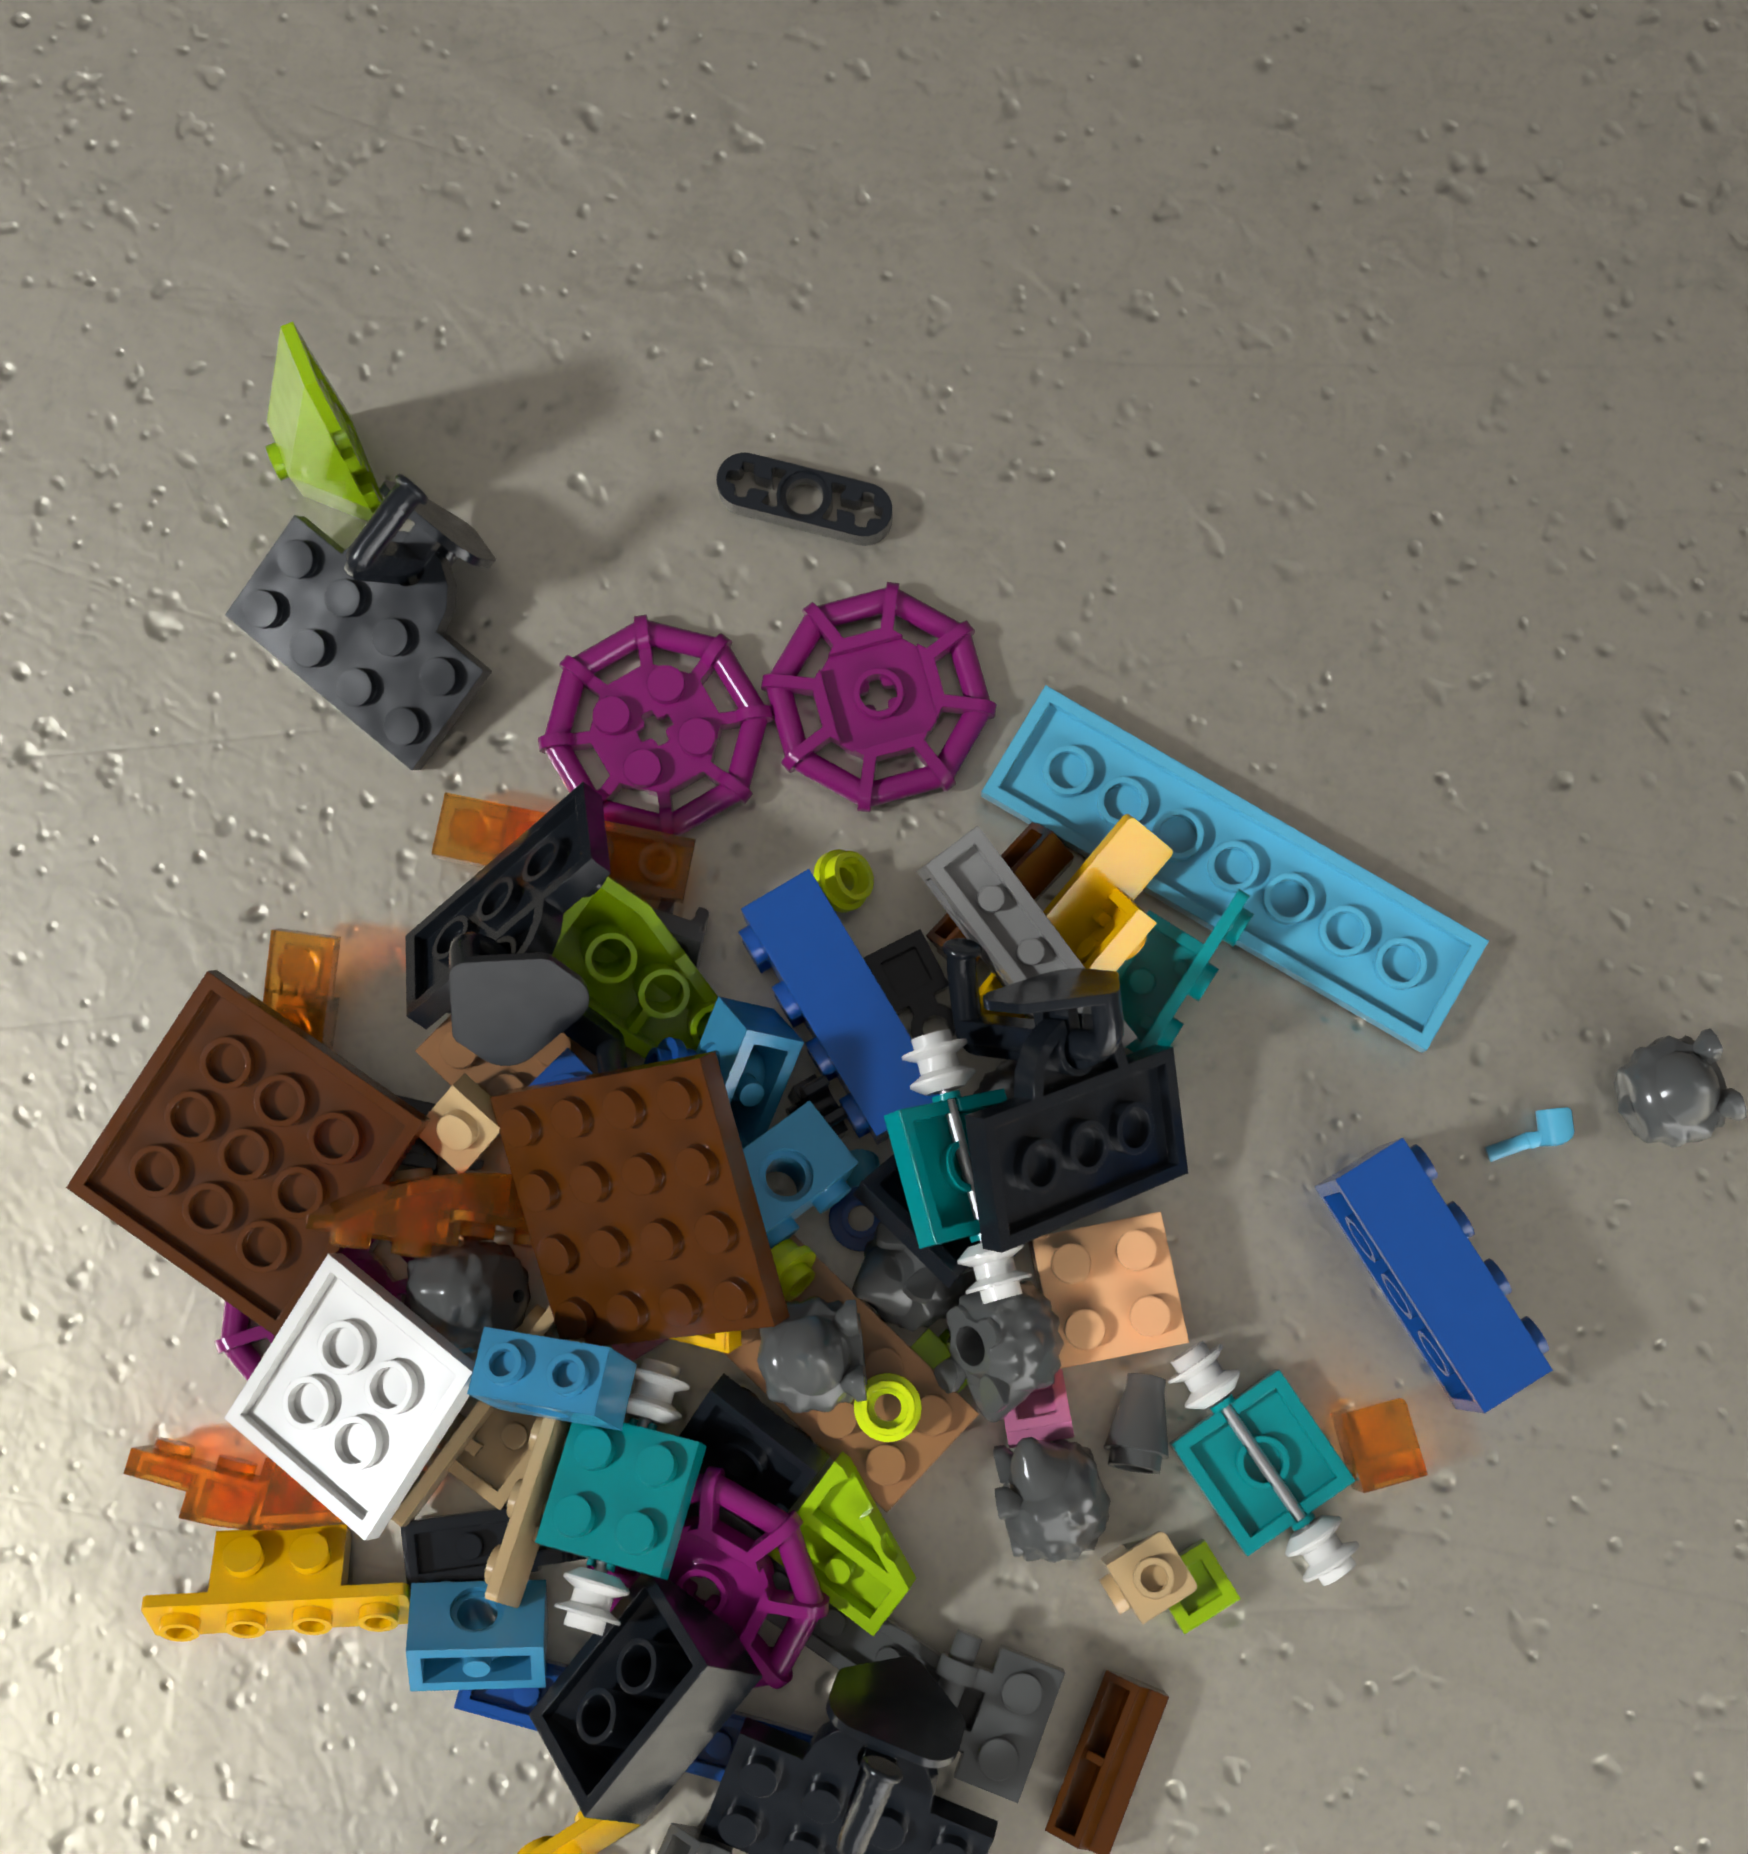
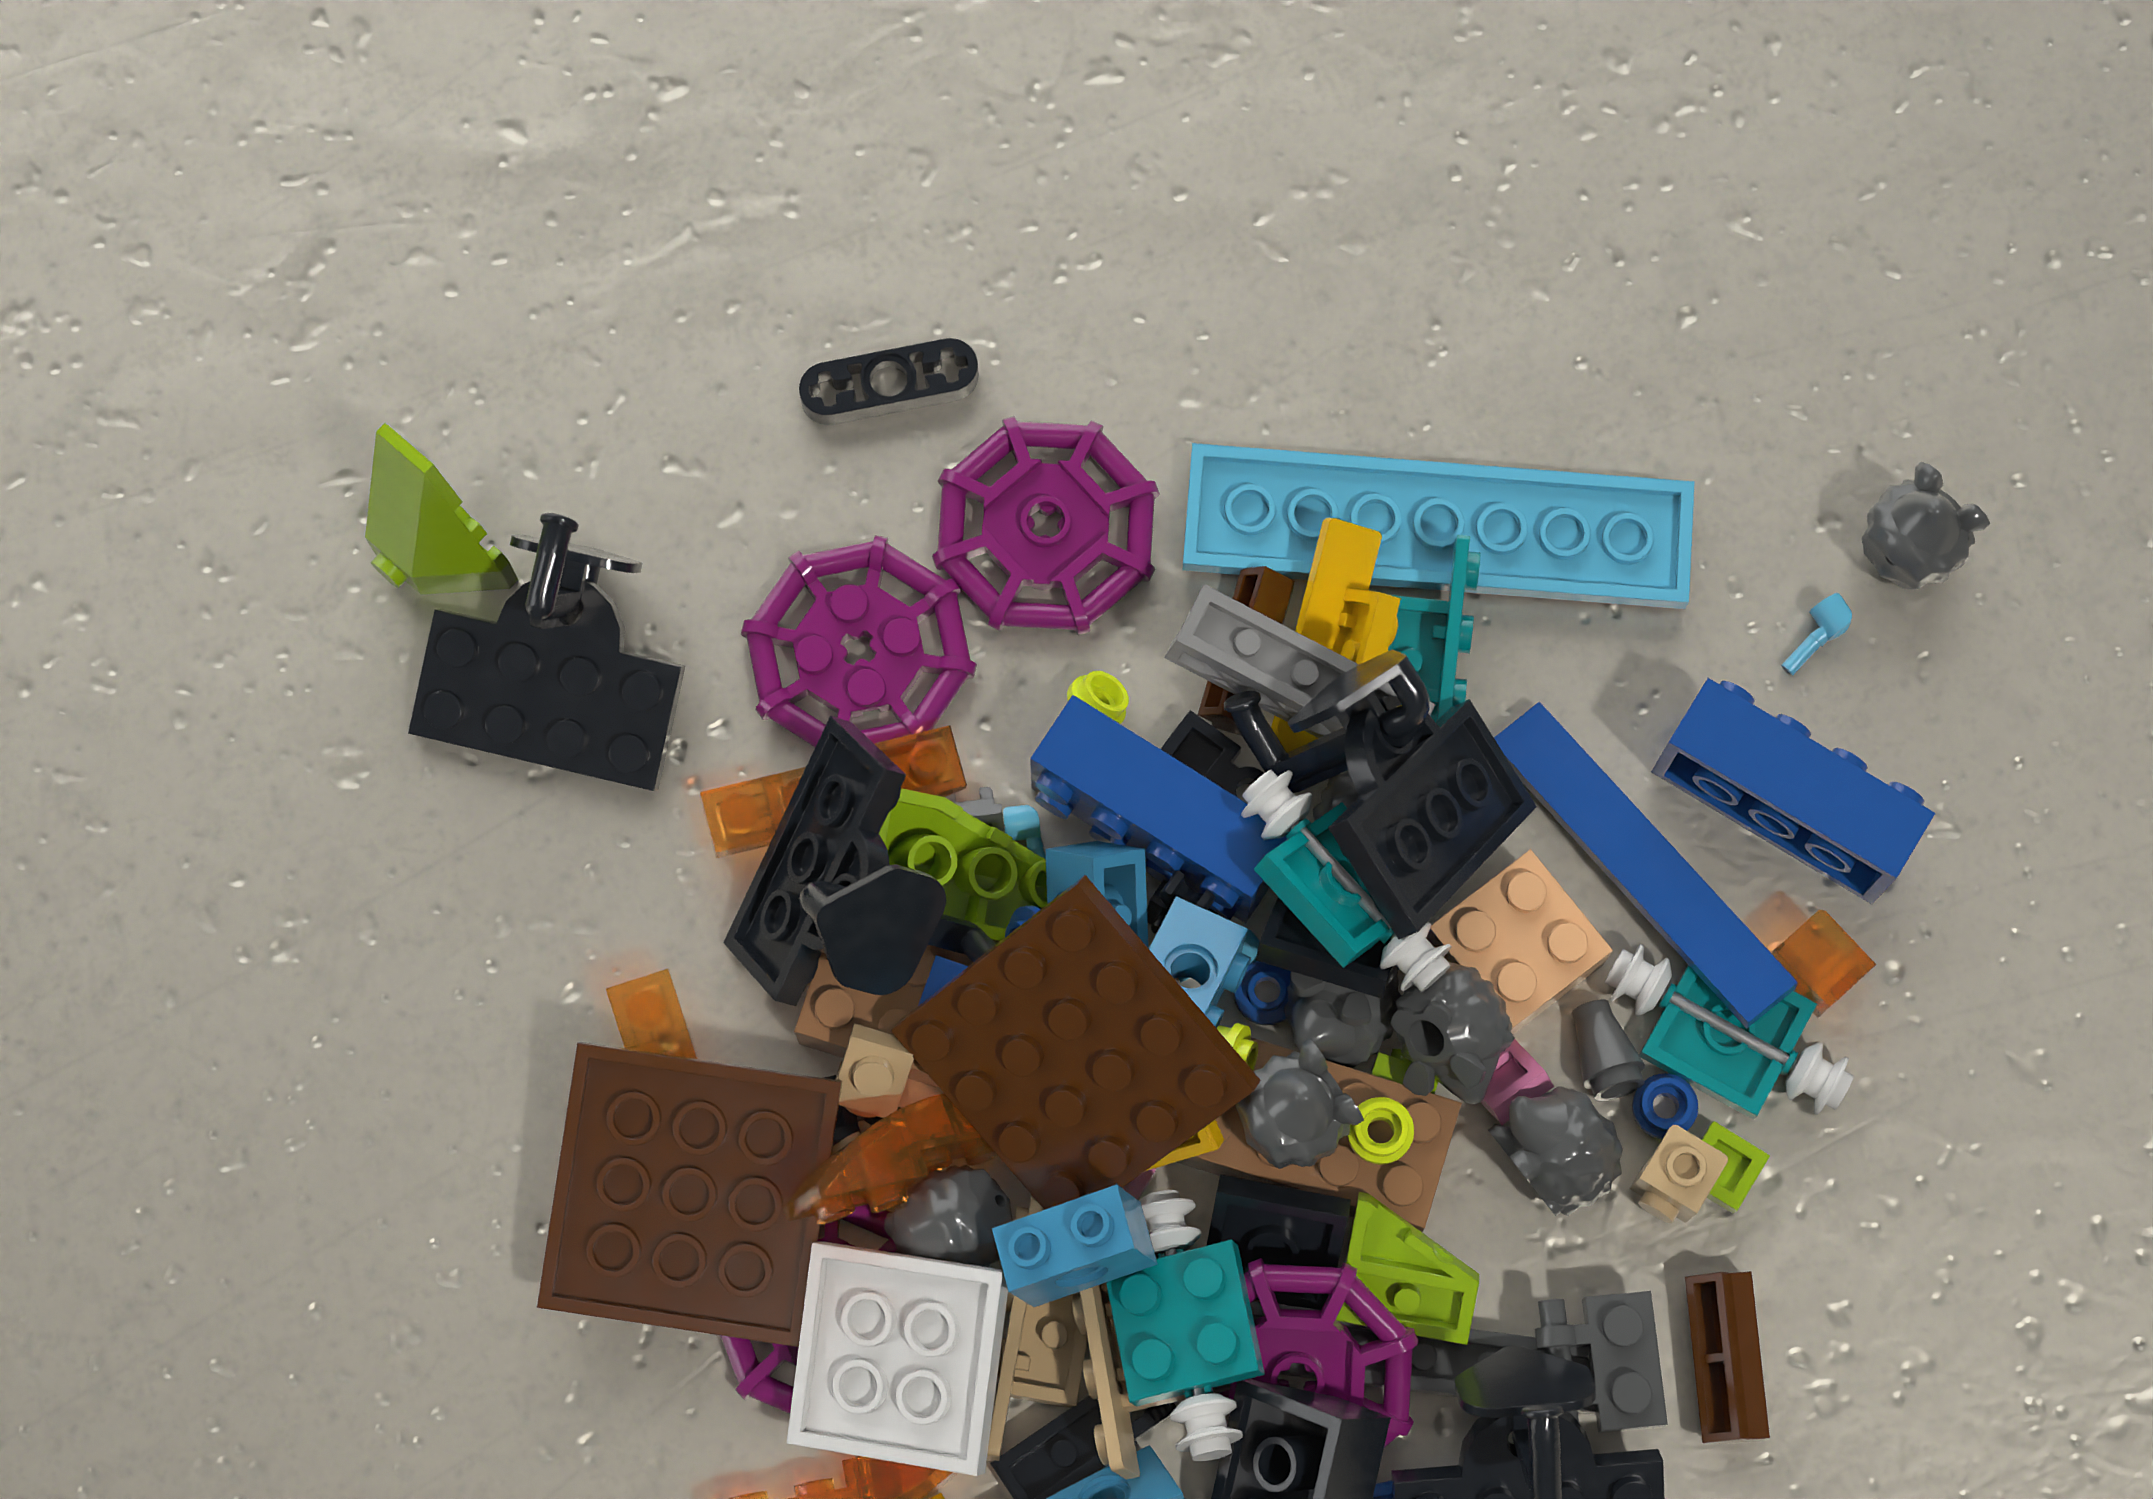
camera: 30 degrees left, 5 degrees down
(723, 959) = (1024, 824): none -> medium azure hand
(1190, 1505) = (1669, 1086): none -> blue plate
(1261, 1275) = (1645, 866): none -> blue tile

